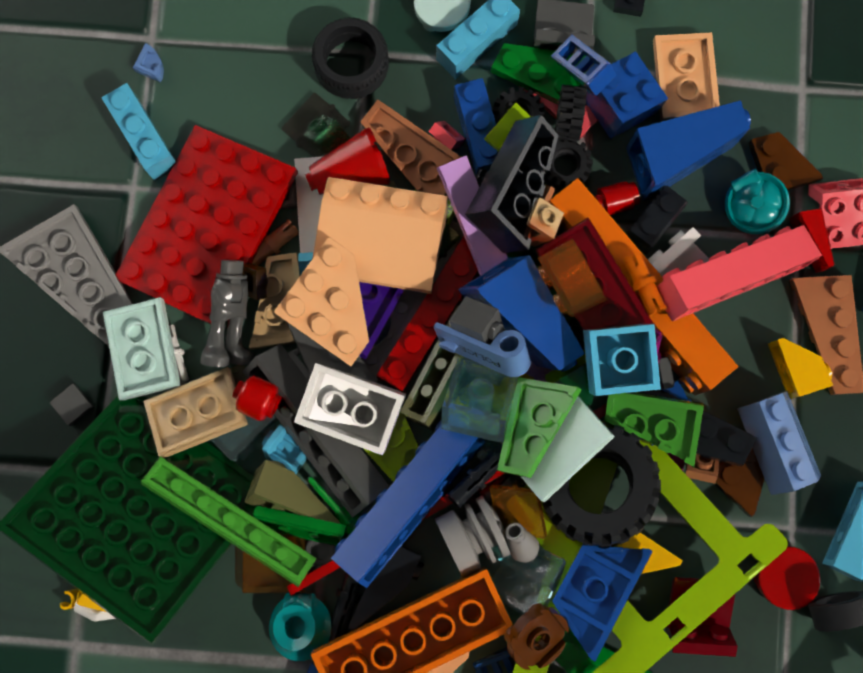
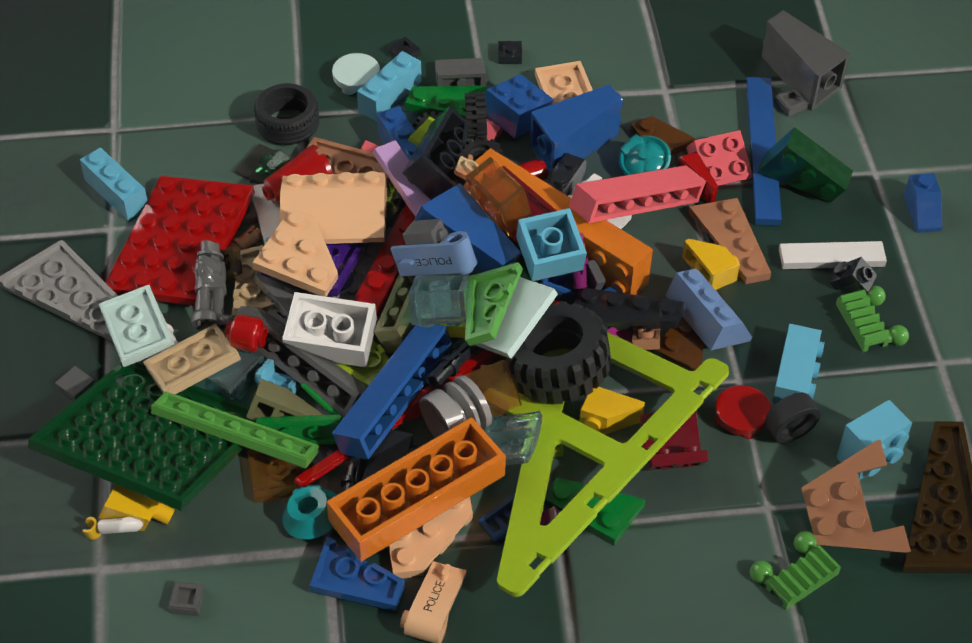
camera: 10 degrees left, 30 degrees down
(149, 64) = (114, 144): medium blue tile -> none
(521, 543) = (500, 406): light grey cone -> none
(522, 636) = (513, 465): reddish brown plate -> none
(596, 77) = (481, 80): blue slope -> none
(598, 591) = (574, 427): blue wing -> none
(644, 284) = (558, 199): orange pin -> none
(662, 421) = (607, 297): bright green wing -> none

